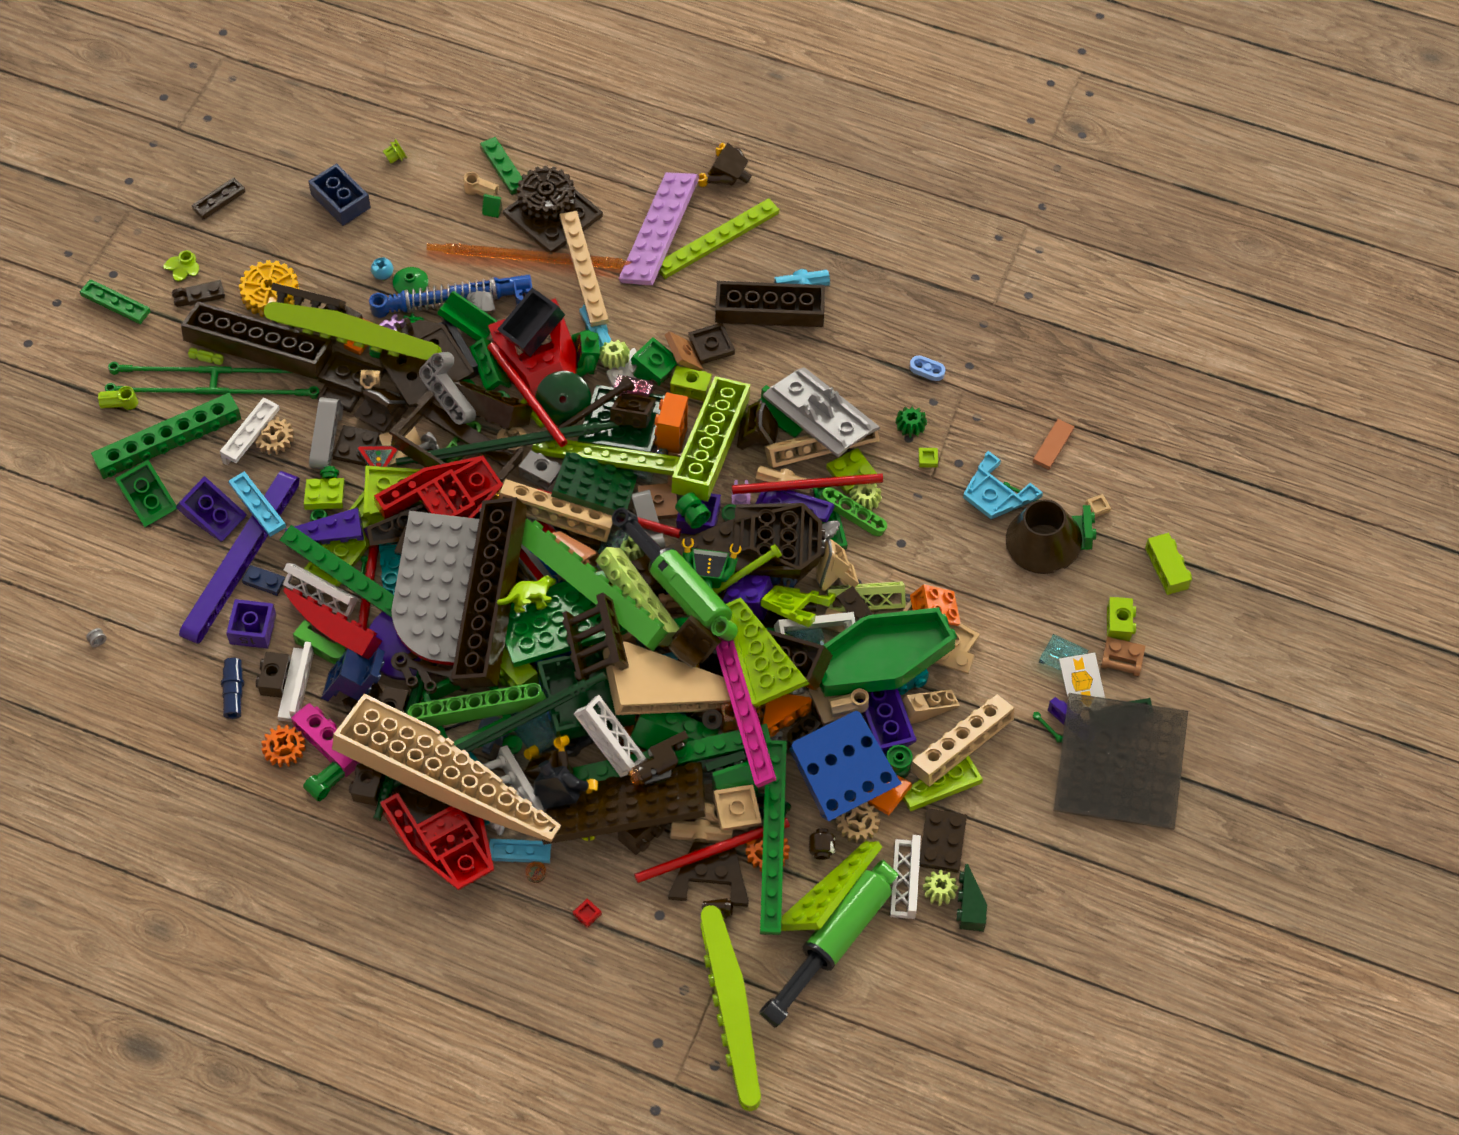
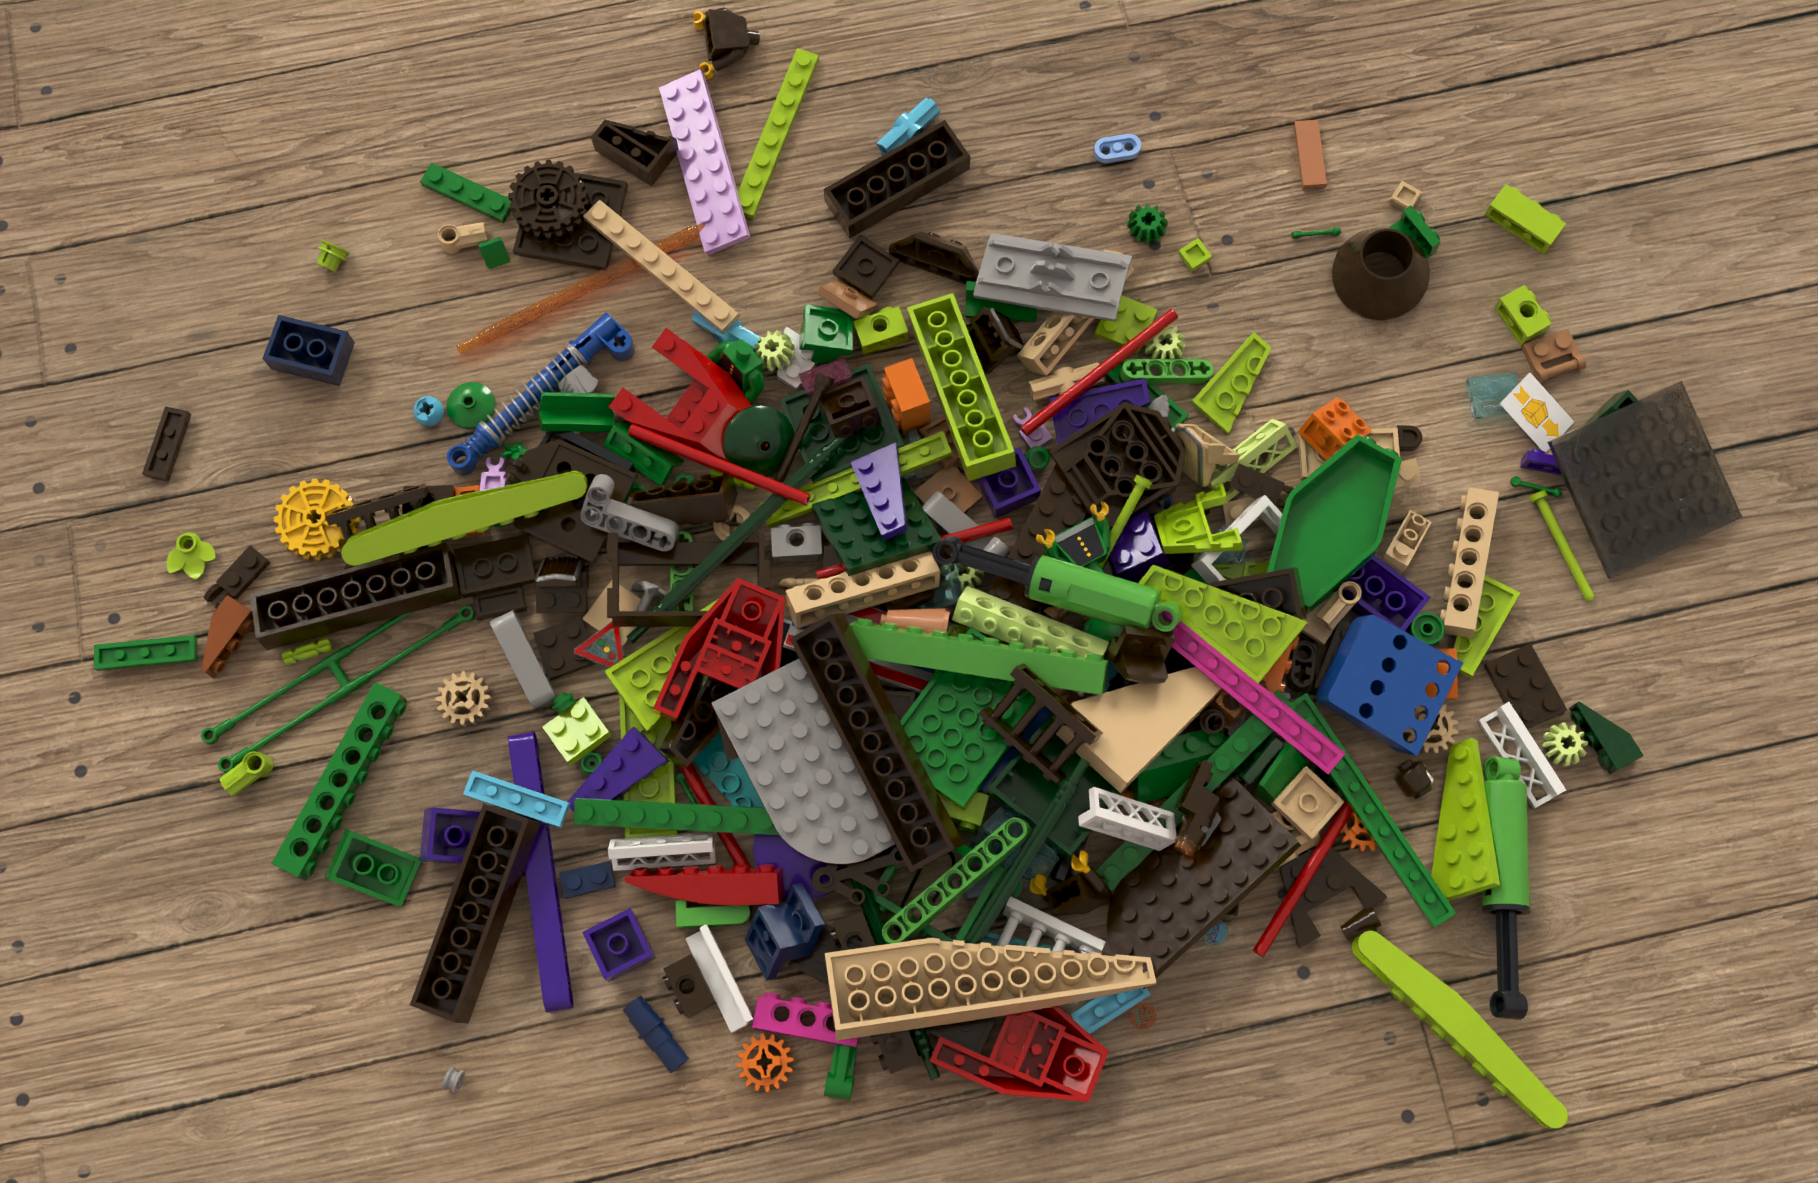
camera: 30 degrees left, 15 degrees up
(165, 318) = (226, 630): none -> dark orange slope
(182, 550) = (475, 914): none -> dark brown brick
(248, 431) = (435, 713): white fence -> none
(370, 379) = (527, 562): tan piece -> none
(529, 592) = (920, 712): lime animal -> none
(531, 322) = (665, 376): black piece -> none
(559, 786) = (1113, 911): black torso -> none
(587, 913) = (1230, 1024): red tile -> none
(613, 463) = (882, 488): none -> wing
(621, 197) = (635, 150): none -> dark brown wedge
(621, 853) = (1217, 934): none -> clear light blue tile
(693, 511) = (1010, 488): green wheel -> none
(758, 359) = (936, 256): none -> dark brown wedge
(887, 546) = (1229, 387): none -> lime wing
(983, 647) = (1409, 437): none -> dark brown tile
(993, 496) = (1290, 256): medium azure wing -> none
(1043, 734) = (1539, 499): none -> lime bar

